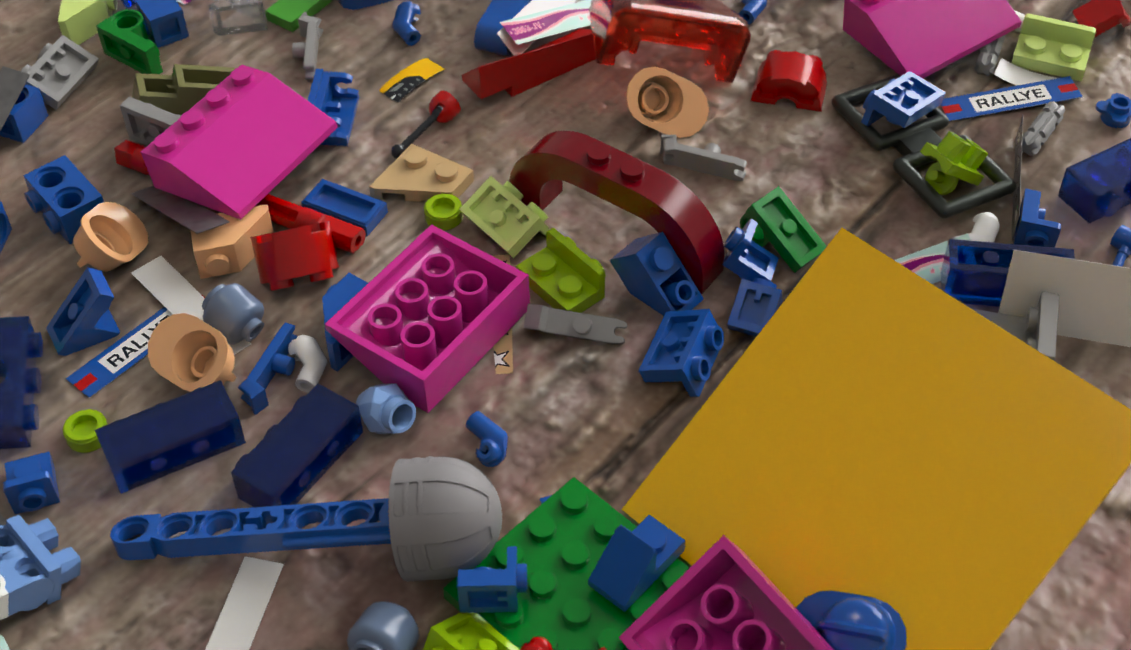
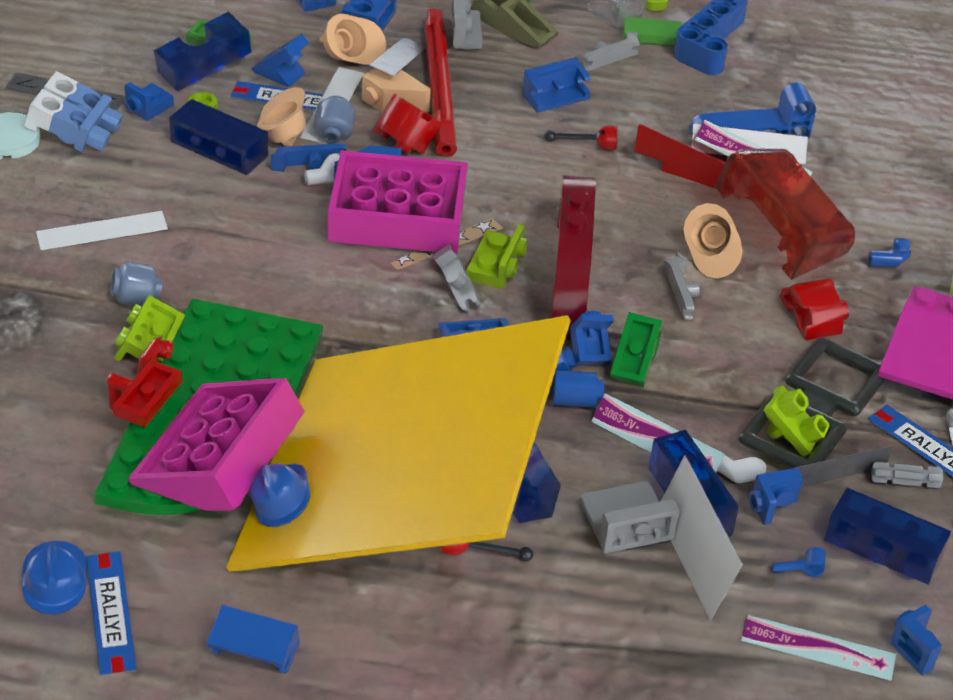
camera: 55 degrees right, 5 degrees down
(237, 142) = (467, 47): dark pink slope -> none
(298, 449) = (247, 193): clear blue brick -> none
(346, 205) = (475, 132): blue tile -> none
(386, 409) = (309, 216): light blue rock -> none
(402, 22) = (679, 84): blue arm -> none
(410, 78) = (630, 112): sticker -> none
(422, 175) = (535, 156): tan wing -> none
(436, 518) = (217, 250): piece -> none
(443, 211) = (512, 179): lime tile -> none
(492, 589) = (196, 311): blue bracket -> none
(493, 439) = (319, 281): blue arm -> none
(503, 216) = (531, 205): yellowish green bracket -> none
(635, 561) = (258, 364): blue slope -> none
(656, 274) = (532, 295): blue slope -> none
(902, 100) = (838, 367): blue bracket -> none

